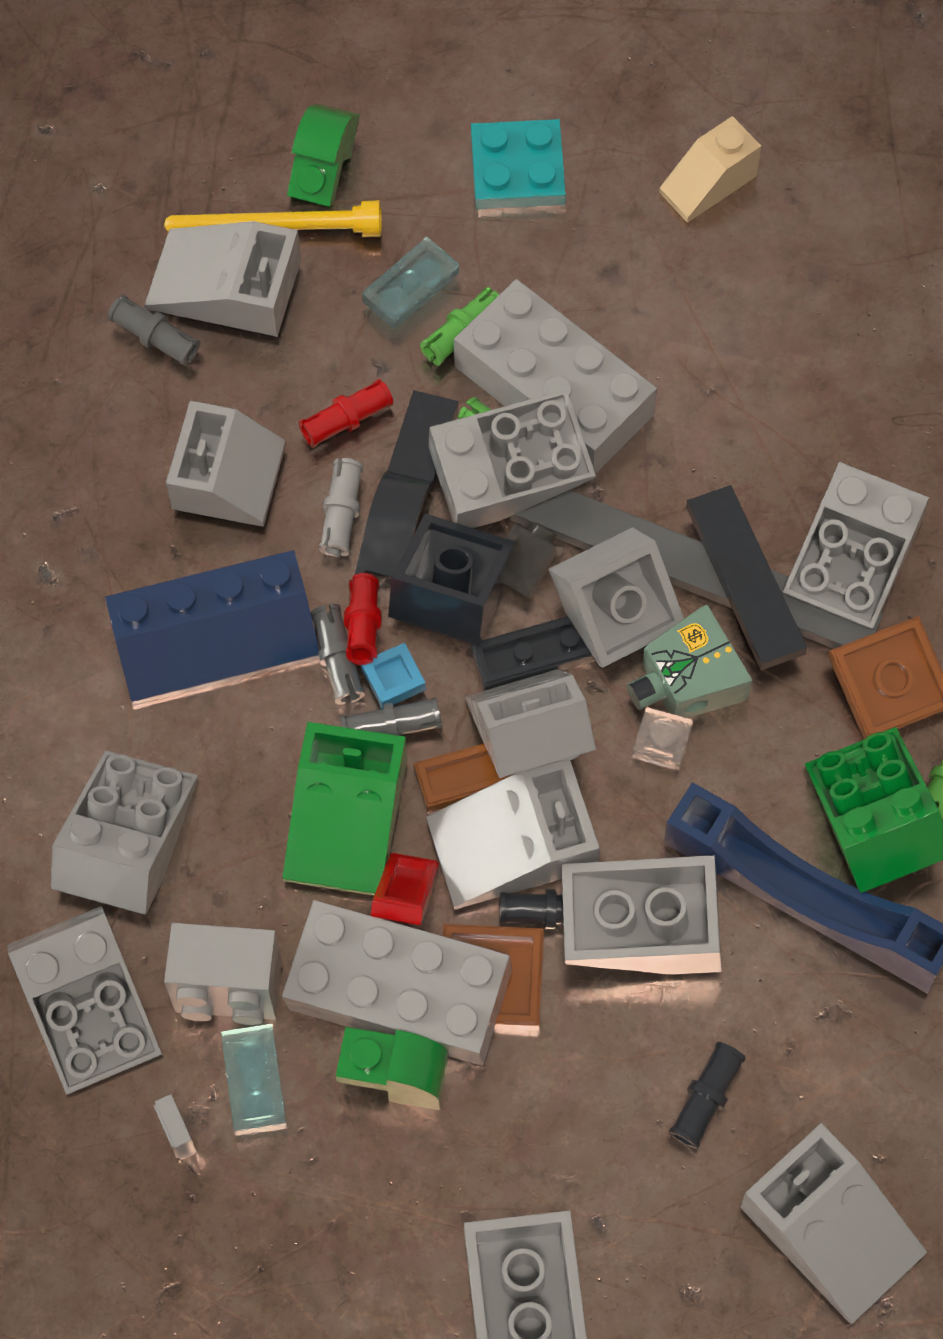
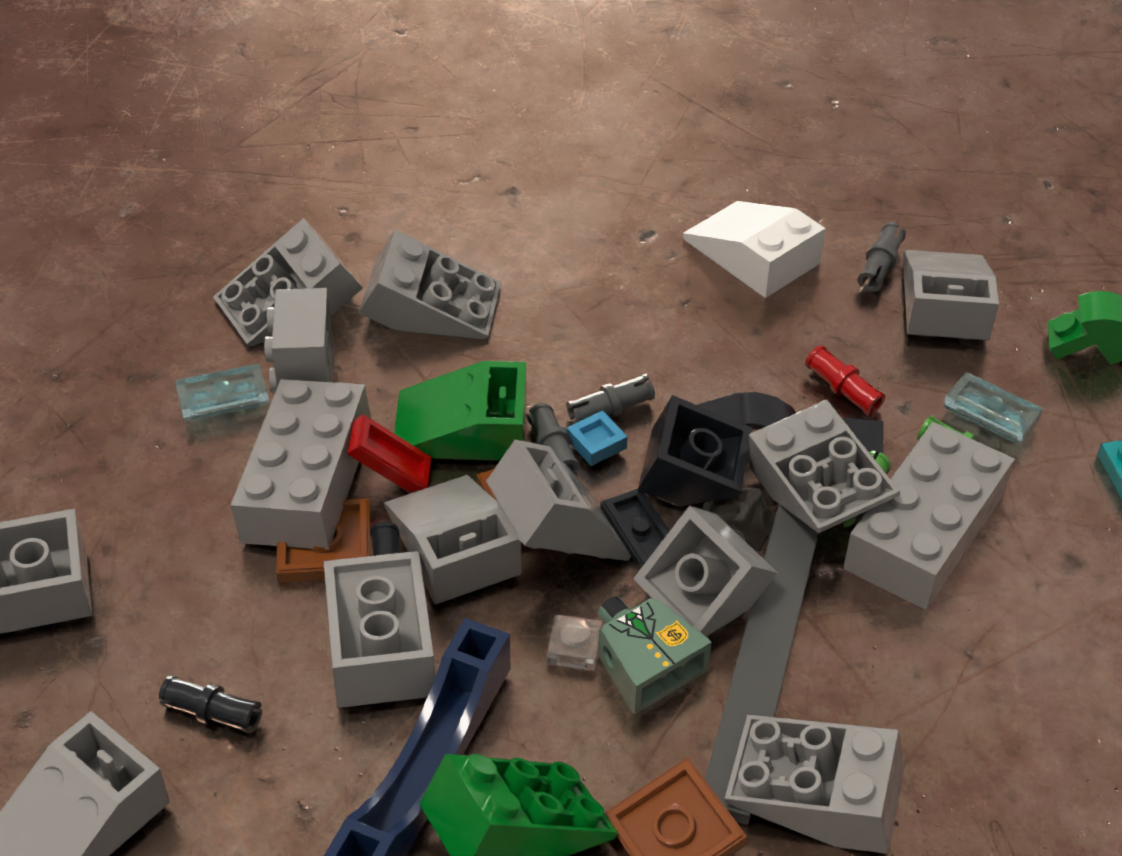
camera: 80 degrees right, 20 degrees down
(98, 456) = (760, 243): none -> white slope
(174, 1127) = (180, 349): light grey tile -> none
(213, 627) = (617, 318): dark blue slope -> none
(224, 465) = (765, 303): light grey slope -> none
(341, 507) = (776, 385): light grey pin -> none
(362, 219) = (1045, 371): yellow piece -> none
(362, 619) = (640, 406): red pin -> none
(402, 1064) = (221, 466): green brick -> none
(746, 577) = (755, 683): black tile -> none

